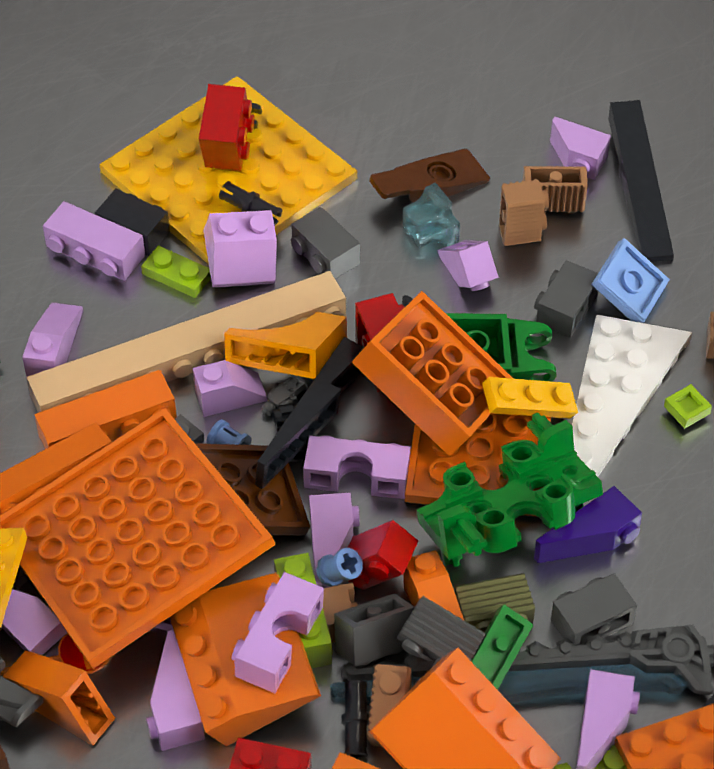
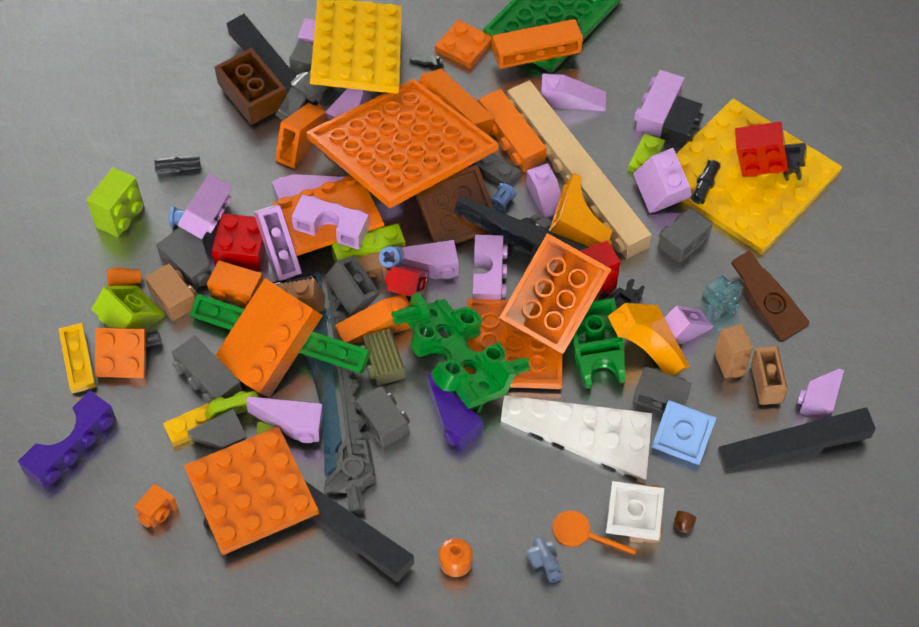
camera: 85 degrees right, 5 degrees up
(293, 718) = (277, 242): none -> lavender brick
(437, 632) = (342, 315): dark grey brick -> none
(495, 289) = (649, 330): none -> light orange arch
(529, 397) = (550, 361): yellow plate -> none
(687, 406) = (572, 476): lime plate -> none

